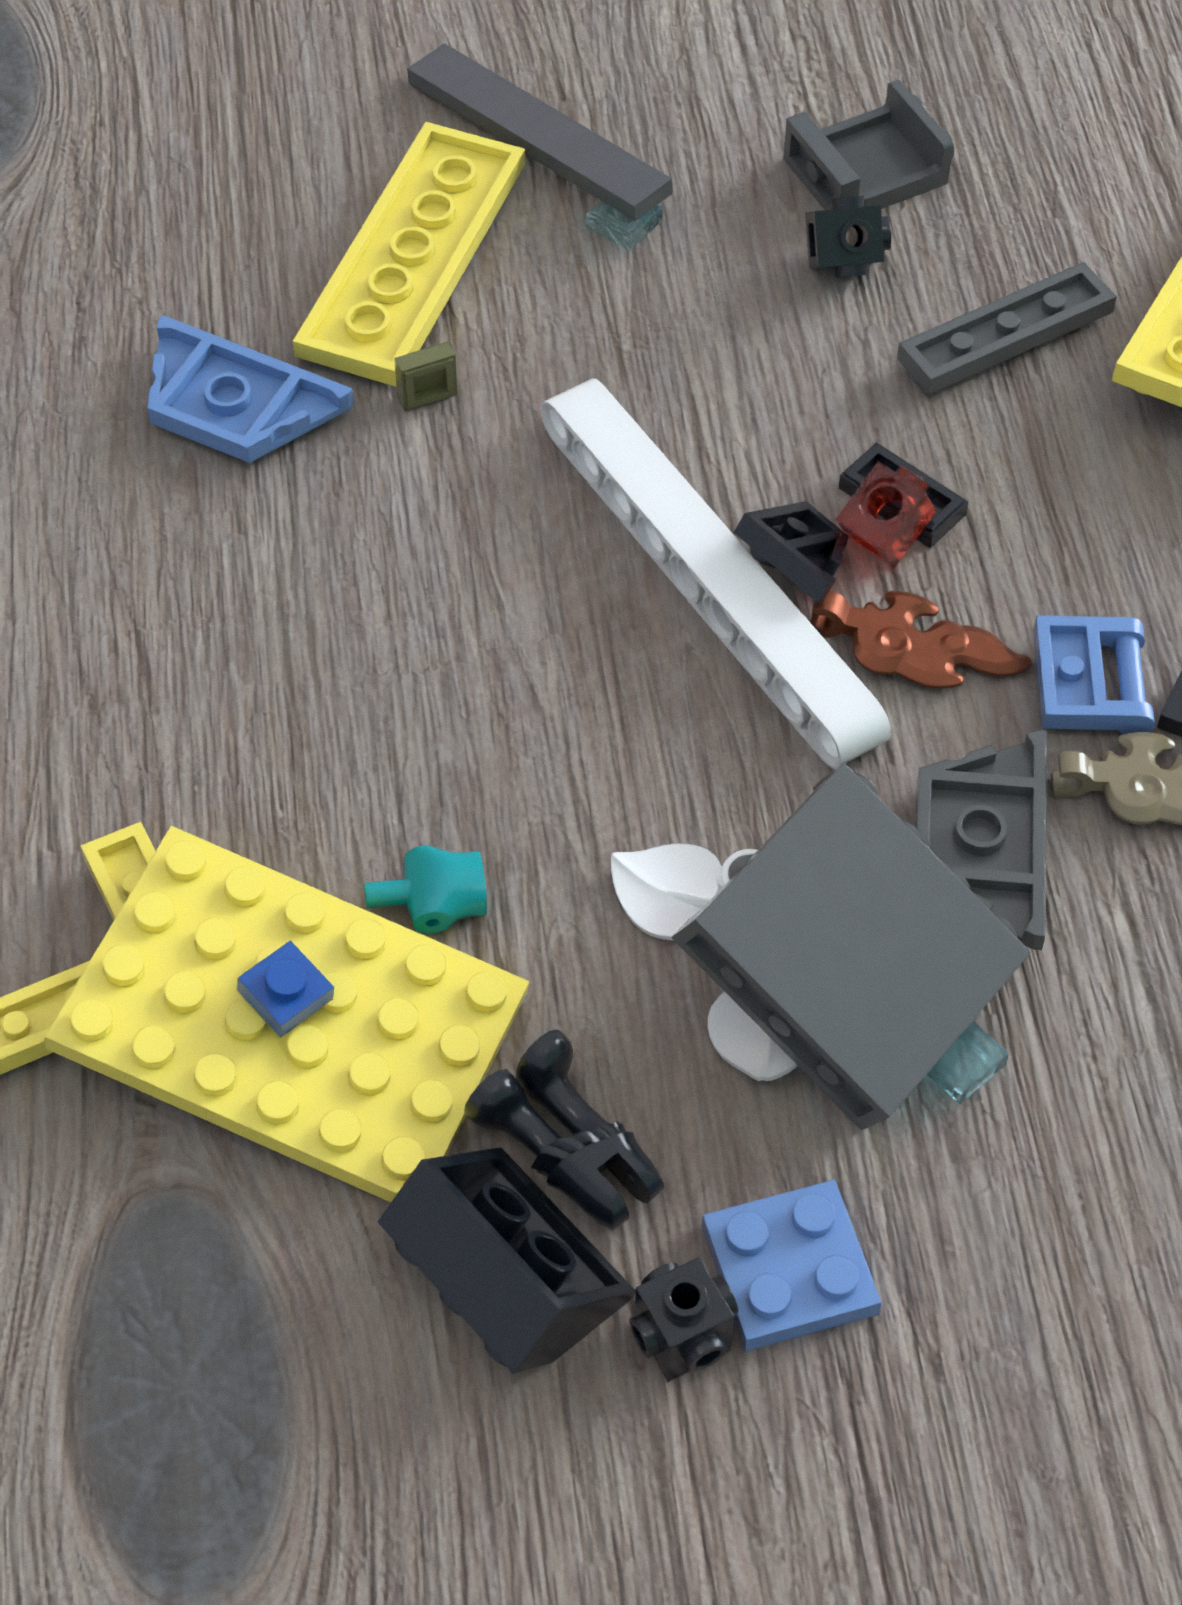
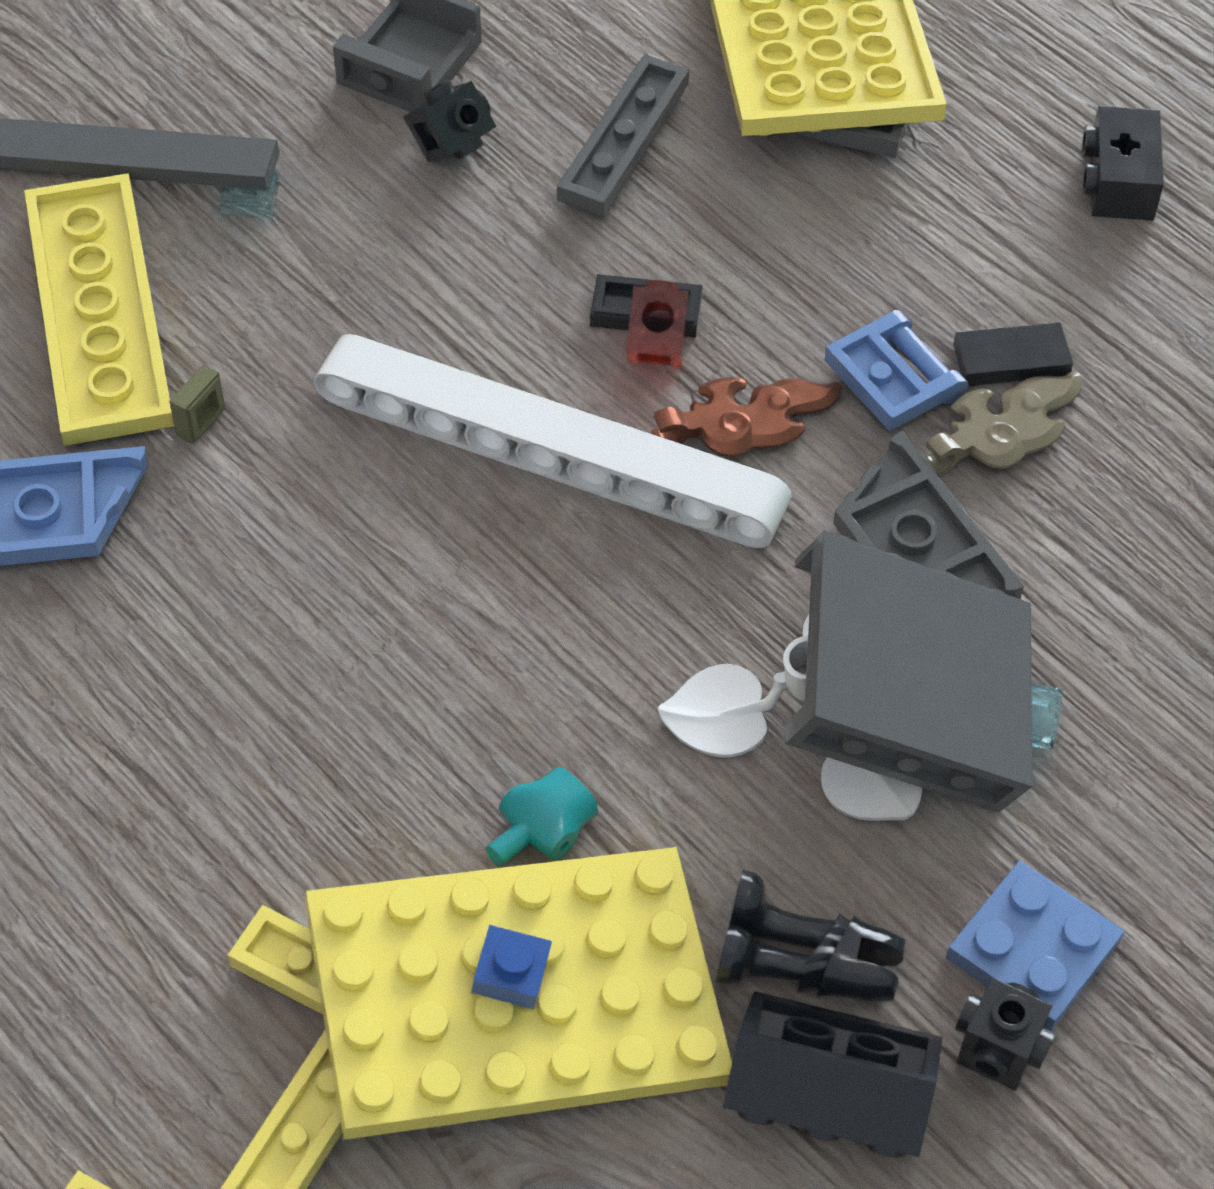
camera: 35 degrees left, 0 degrees up
(797, 543) = (617, 384): black wing -> none

